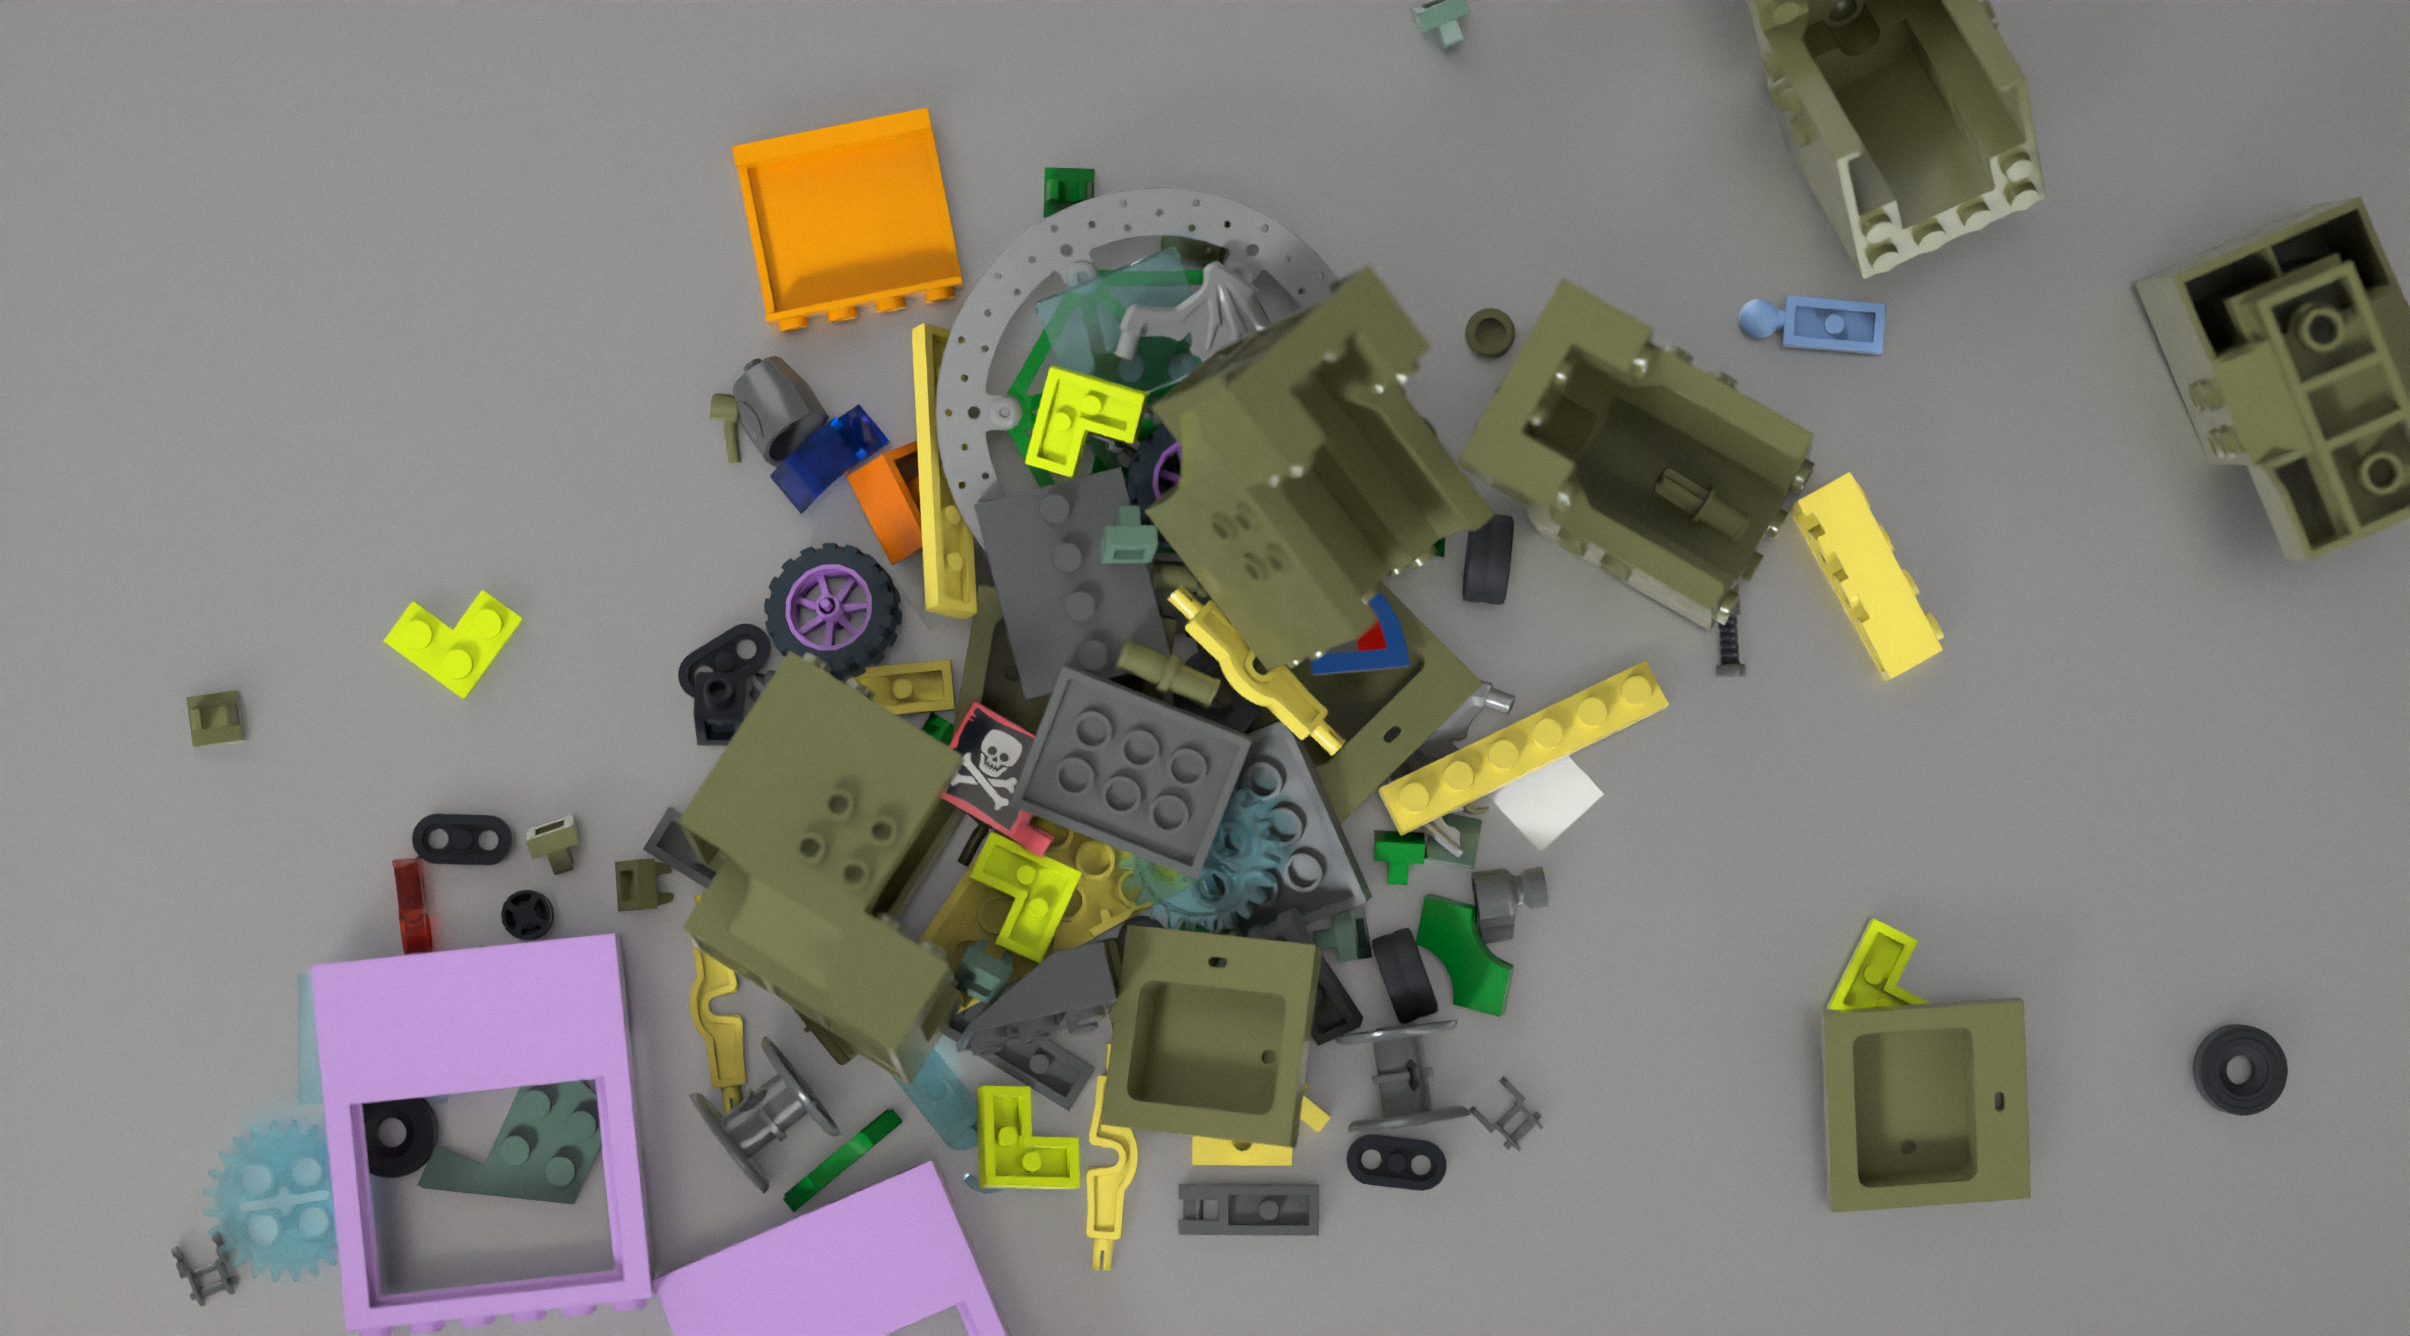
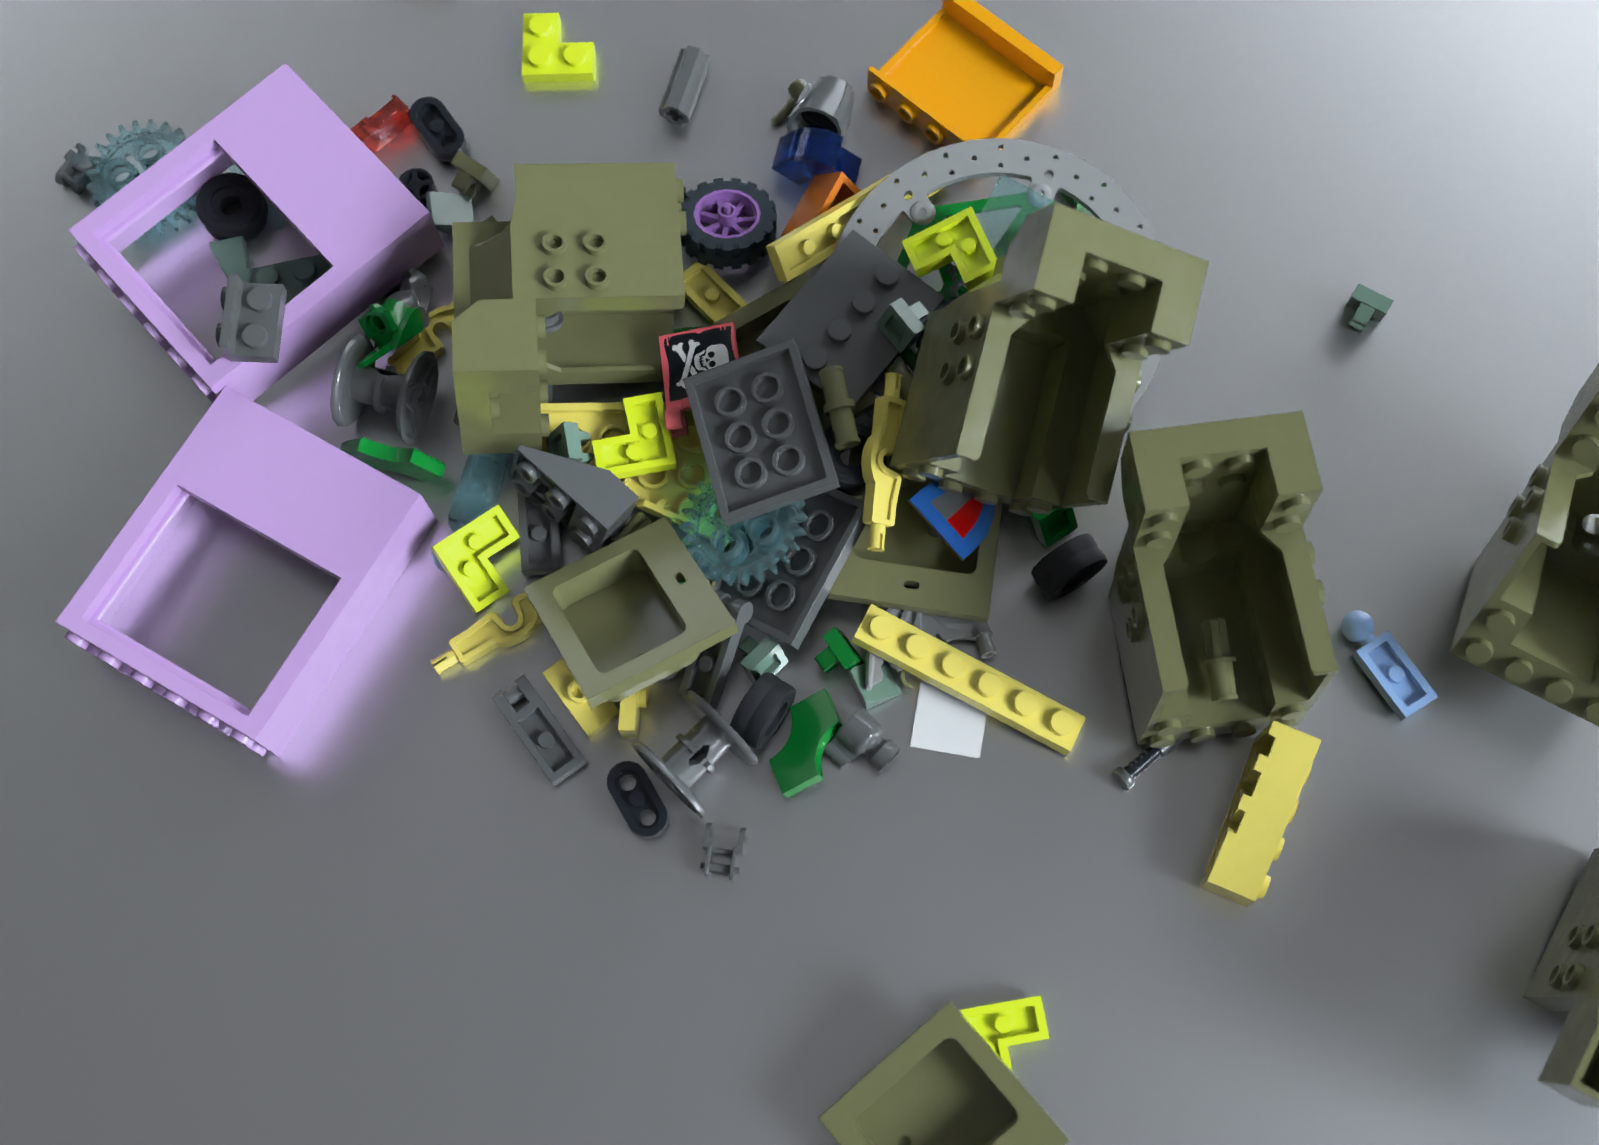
camera: 60 degrees right, 15 degrees down
(585, 899) = (449, 208): none -> sand green slope
(613, 1204) = (251, 320): none -> dark grey bracket
(618, 529) = (684, 85): none -> dark grey axle
(687, 1044) = (398, 317): none -> green animal

